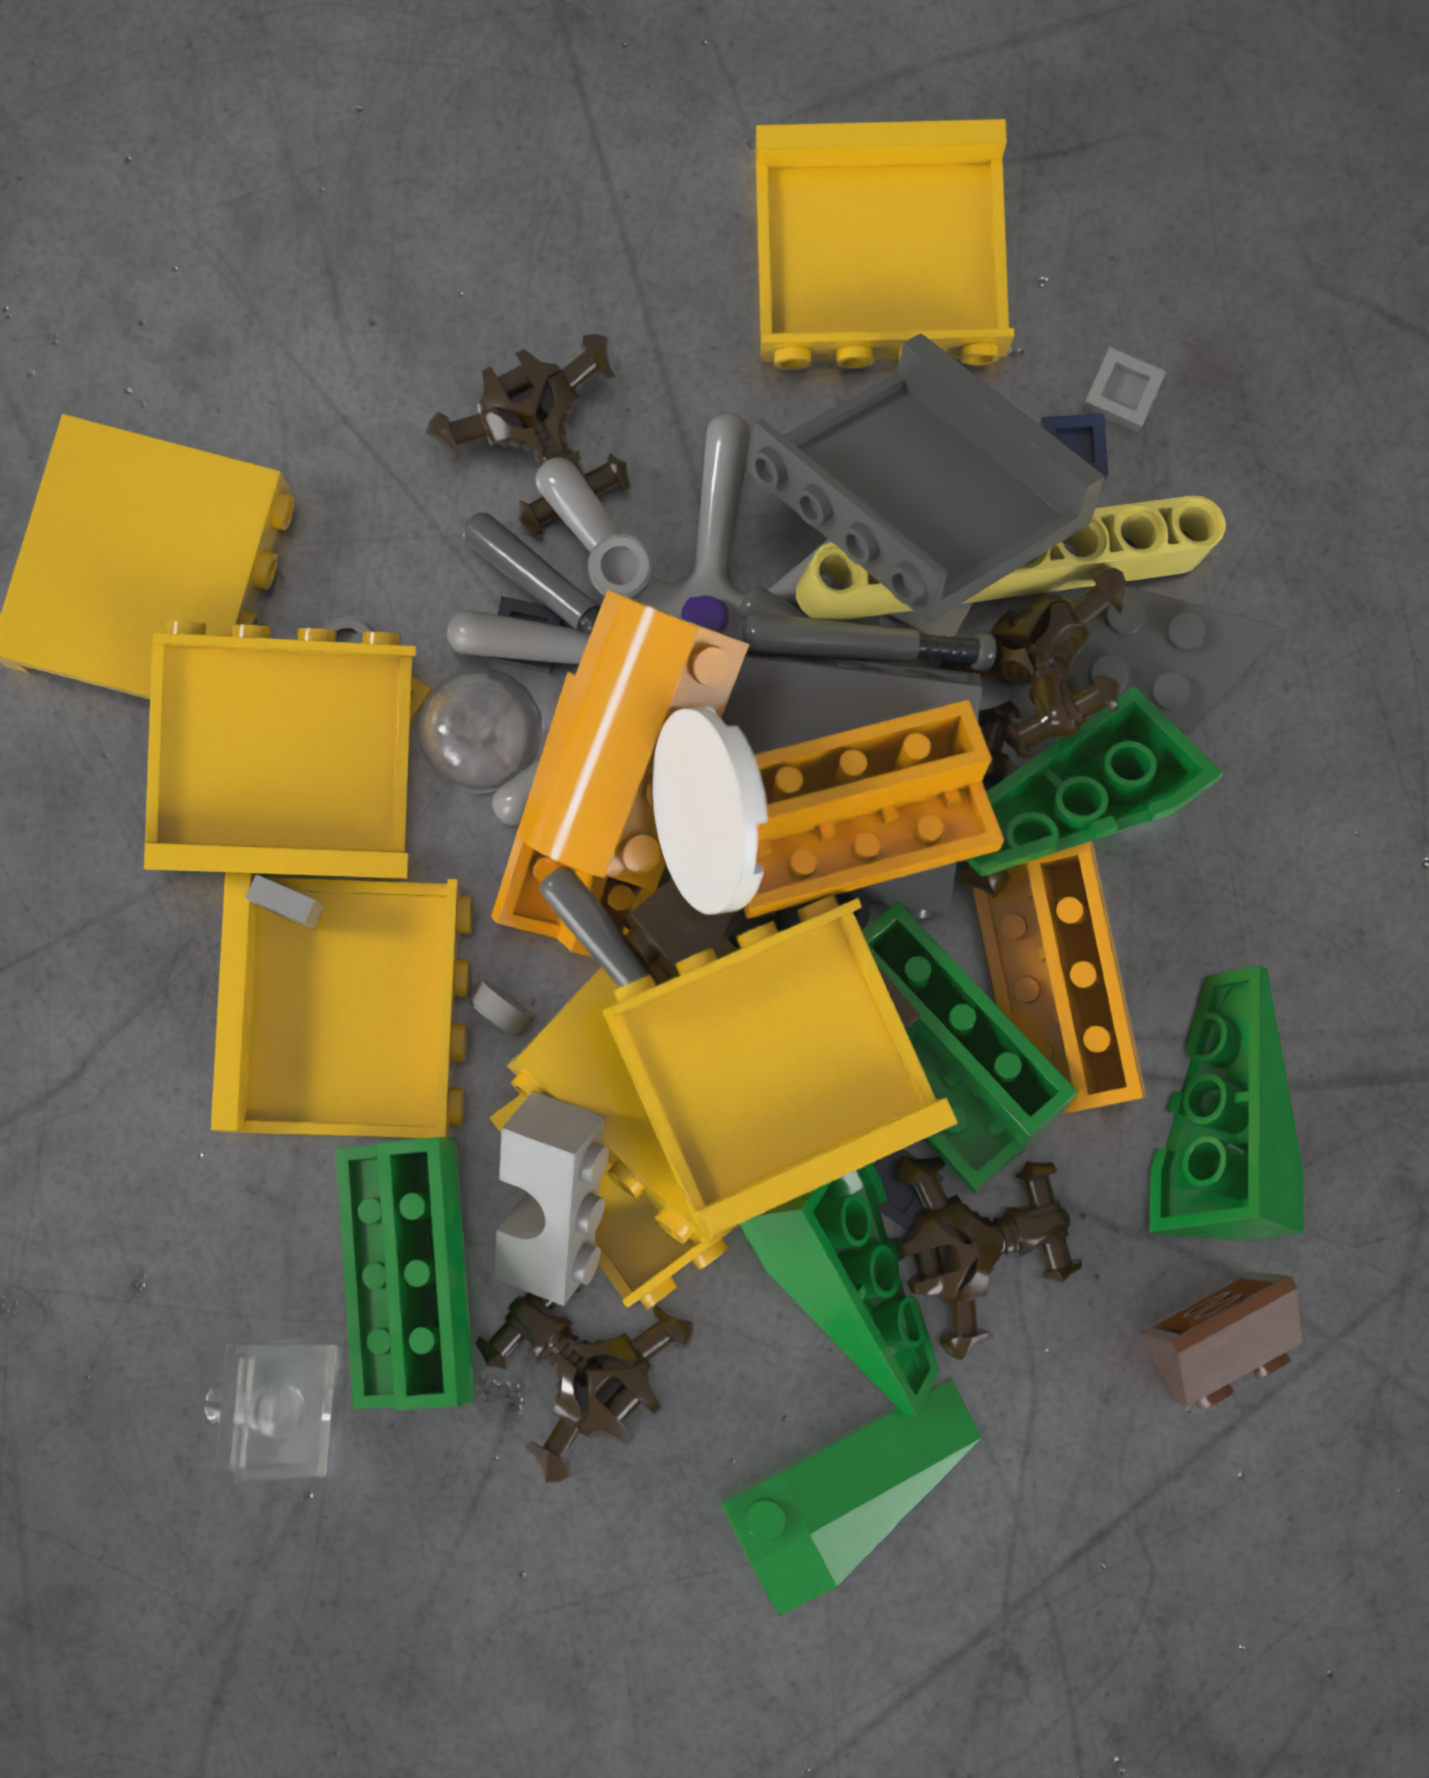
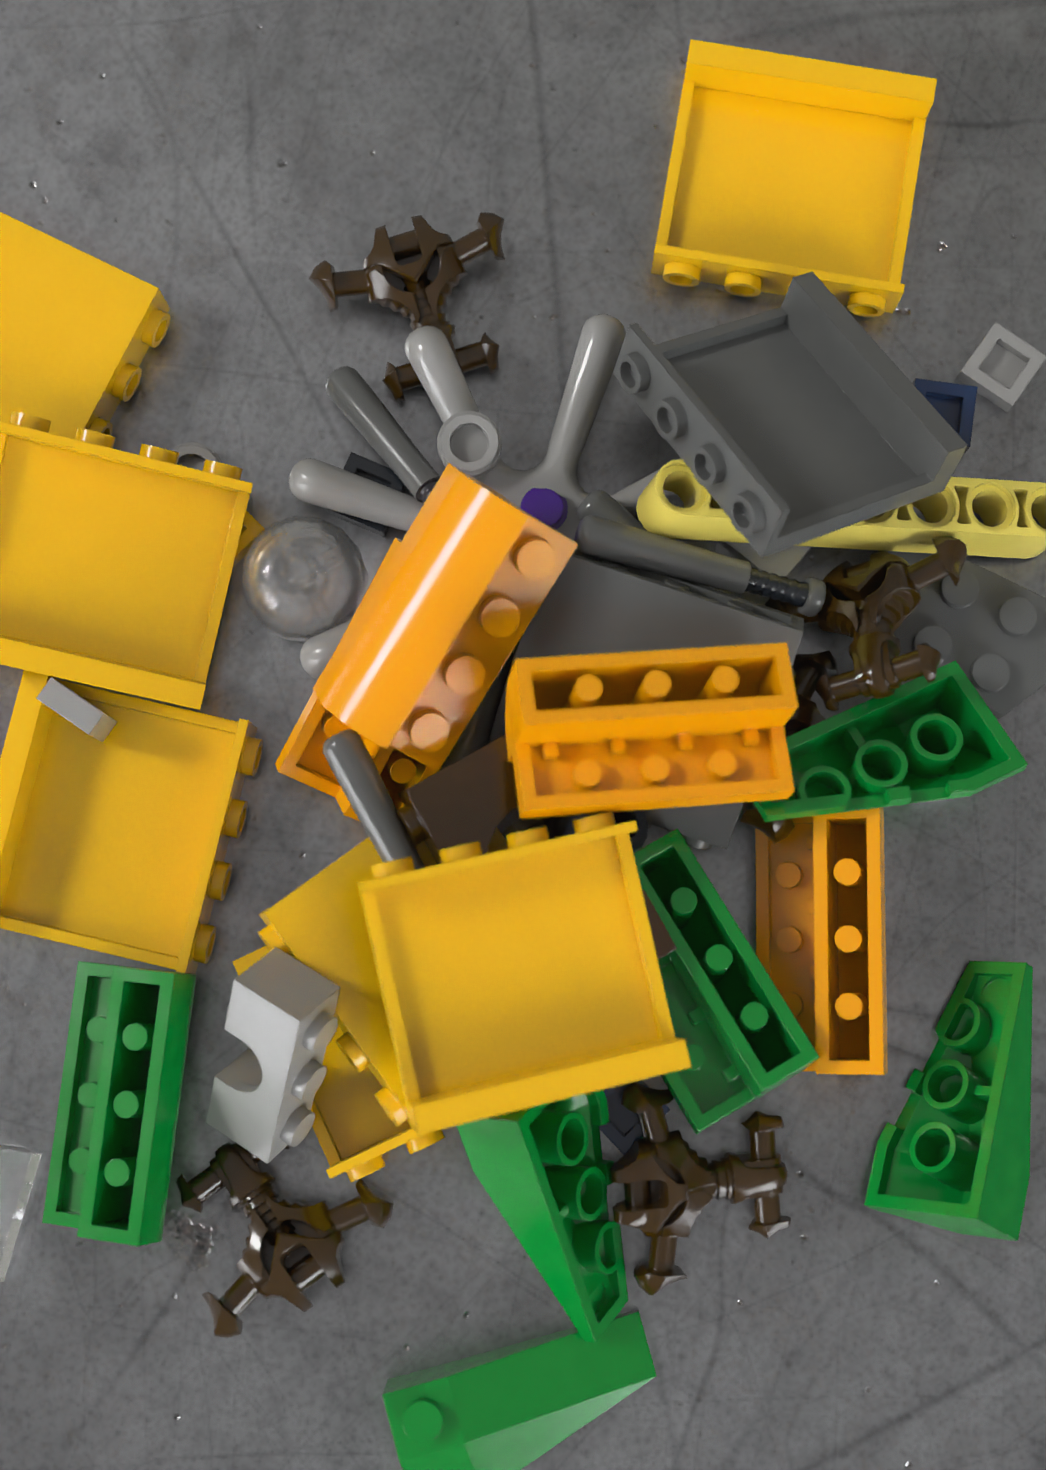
camera: 15 degrees right, 0 degrees up
(500, 1008) = (267, 855): light grey tile -> none
(708, 809) = (501, 702): white tile -> none
(1226, 1336) = (920, 1327): reddish brown slope -> none

